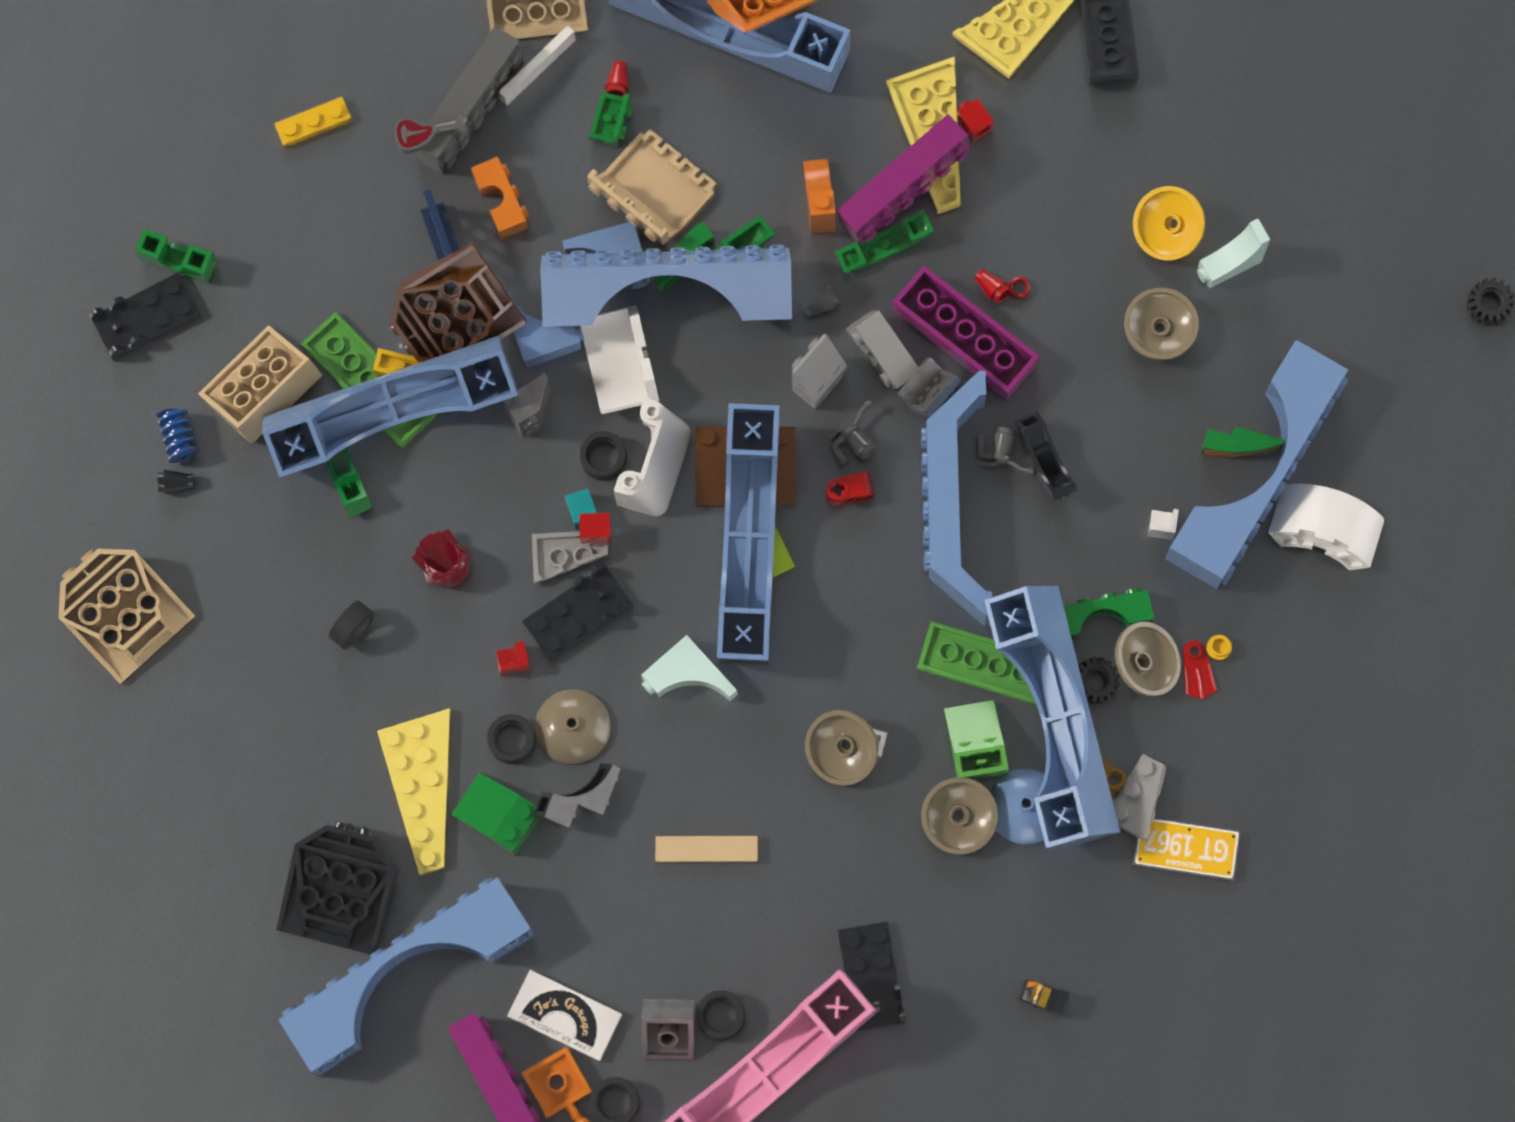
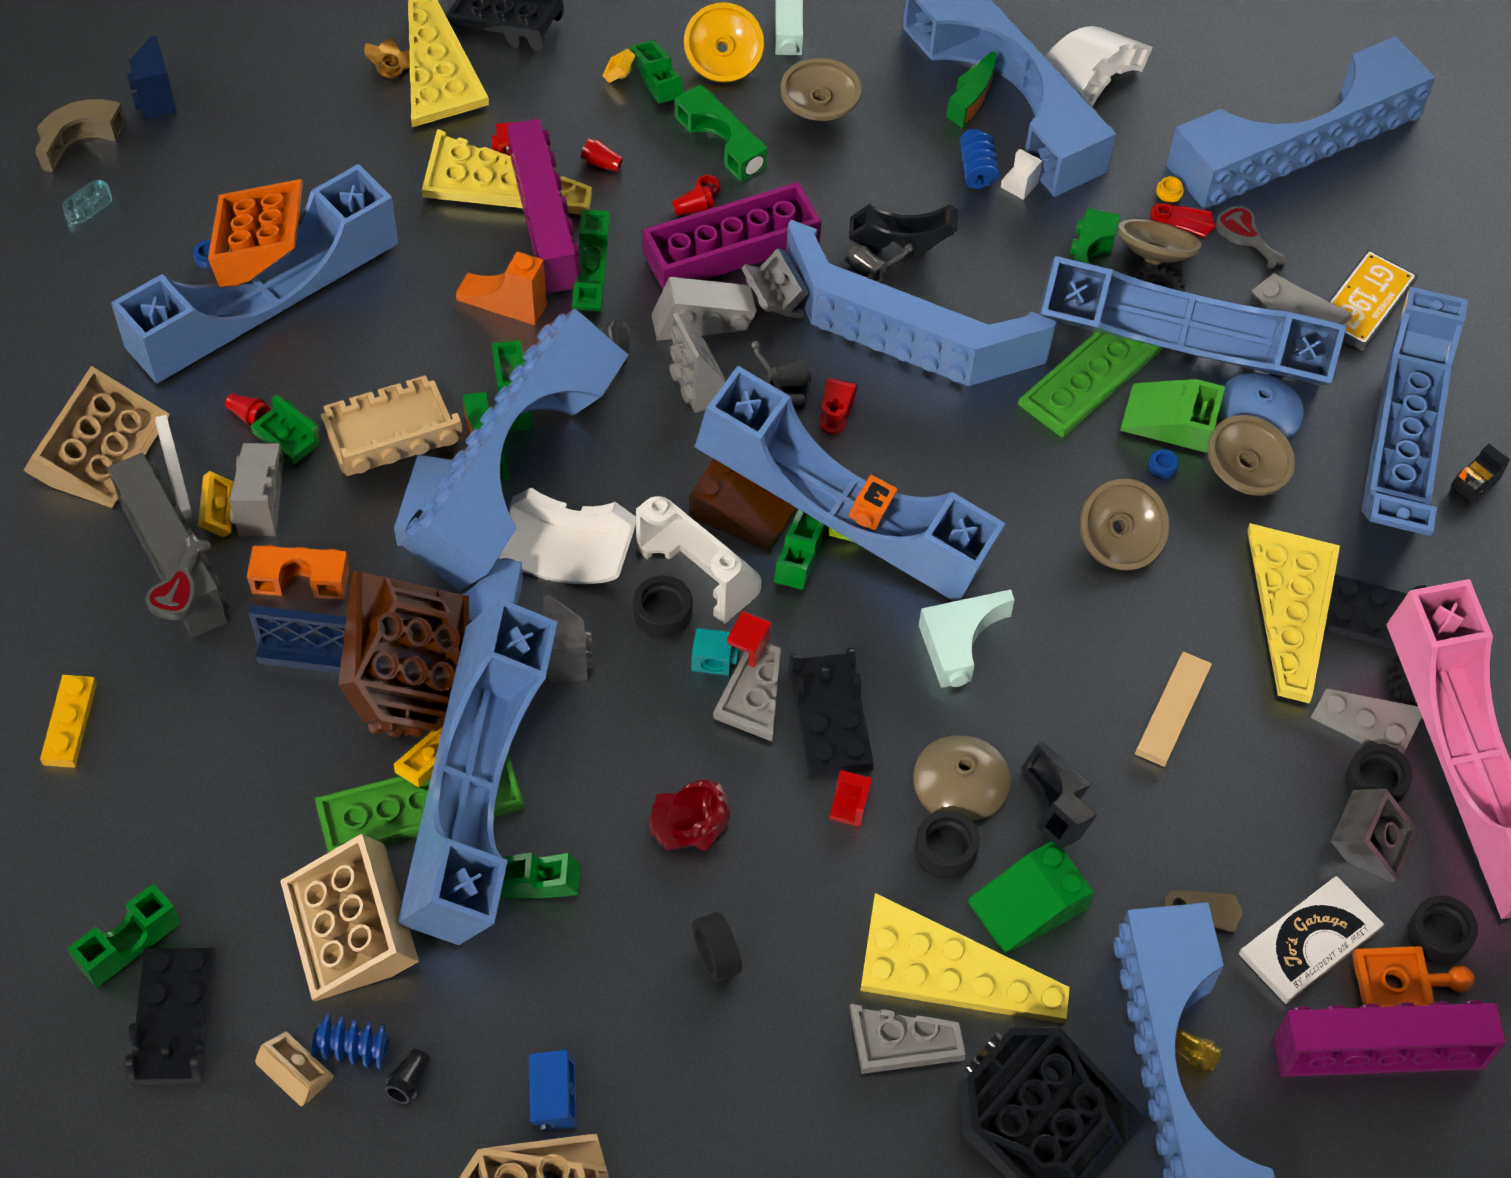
camera: 70 degrees left, 20 degrees down
(149, 402) = (292, 1068): none -> tan slope
(207, 574) = (553, 1090): none -> blue hinge
(350, 774) = (900, 1041): none -> light grey wing
(438, 970) = (1197, 1050): none -> clear yellow cone
(525, 110) = (215, 504): none -> yellow plate
(551, 128) = (257, 489): none -> light grey wedge
(552, 935) = (1223, 906): none -> dark tan piece
(696, 527) = (799, 551): none -> green slope
(748, 558) = (872, 502): none -> orange brick
(769, 991) = (1368, 718): none -> light grey wing
(854, 897) = (1295, 596): none -> light yellow wing
(929, 754) = (1163, 464): none -> blue tile
(1000, 192) = (600, 155): none -> red cone
(1048, 926) = (1413, 412): none -> medium blue slope
(1064, 296) = (702, 112): none -> green arch
(1103, 154) = (619, 66): none -> yellow plate
(1117, 185) = (657, 71): none -> green slope
(1159, 482) = (979, 159): none -> blue piece
(1209, 717) = (1238, 226): none -> dark grey piece
(1417, 775) = (1231, 154): none -> medium blue arch

